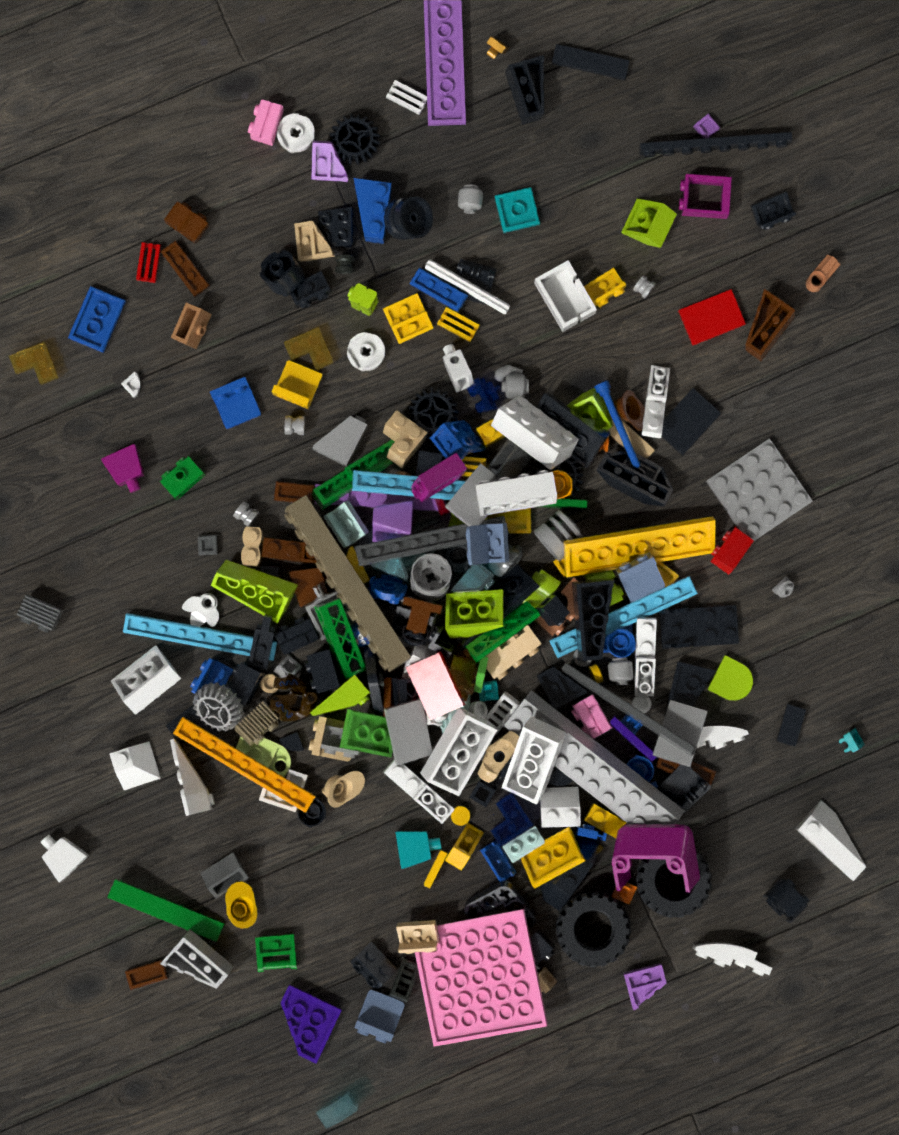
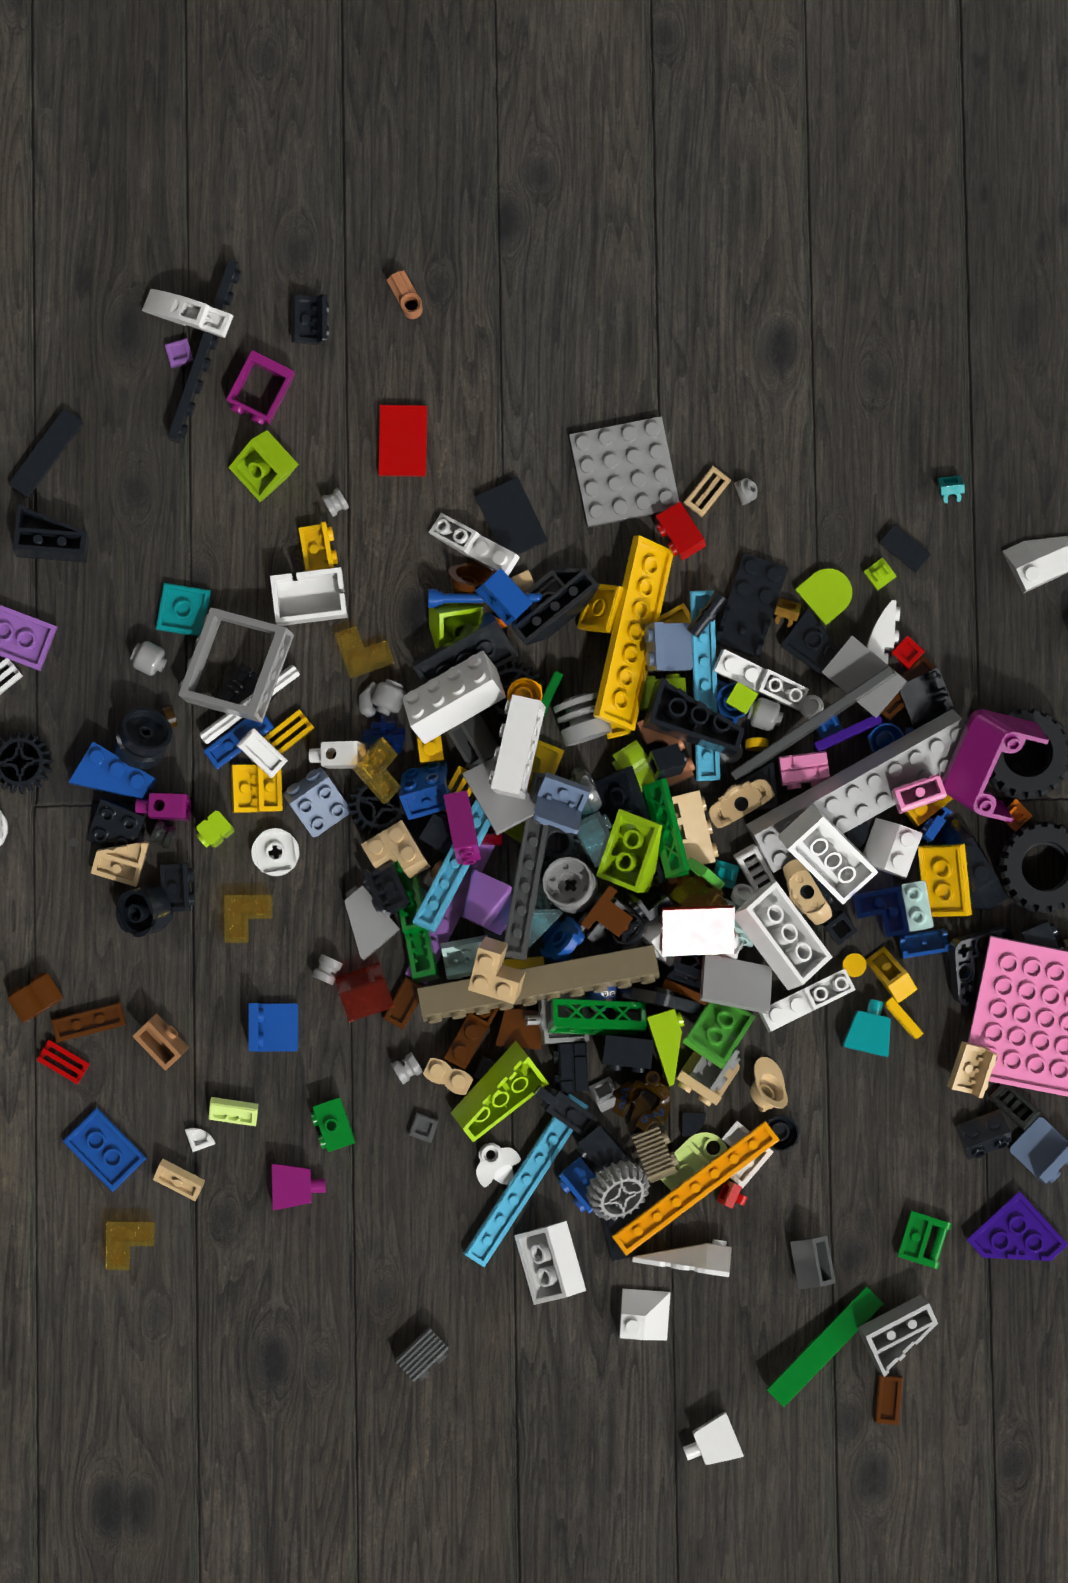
camera: 75 degrees left, 0 degrees up
(96, 382) = (179, 1180): none -> tan plate
(162, 400) = (233, 1111): none -> yellowish green plate
(241, 905) = (854, 1257): yellow piece -> none
(250, 793) = (730, 1194): none -> red tile
(267, 683) = (613, 1122): tan tile -> none
(289, 459) = (364, 992): none -> clear red slope
(297, 384) = (280, 947): yellow bracket -> none
(327, 163) = (36, 805): wing -> none
(336, 545) = (491, 976): none -> tan brick
(366, 262) = (176, 806): none -> magenta torso
(371, 443) = (386, 889): none -> black bracket
(415, 366) = (317, 802): none -> sand blue bracket
(434, 232) = (169, 715): none -> dark brown tile
(434, 310) = (262, 752): none -> white tile
(454, 396) = (374, 773): none -> clear yellow plate
(484, 290) = (268, 676): none -> light grey window
(534, 670) = (756, 793): none -> tan piece
(535, 353) = (361, 659): none -> clear yellow plate
(608, 810) = (918, 793): none -> bright pink brick
(625, 438) = (503, 597): none -> blue hinge
(625, 647) = (741, 698): none -> lime tile
(647, 515) = (601, 609): none -> yellow plate
(676, 595) = (706, 614): none -> black pin
(707, 655) = (787, 609): none -> pearl gold tile
(712, 759) = (907, 652): none -> red tile
(739, 119) = (187, 312): none -> white slope
(755, 555) = (694, 507): none -> tan tile
(763, 714) = (879, 574): none -> lime tile
(769, 324) = (440, 380): reddish brown wedge -> none

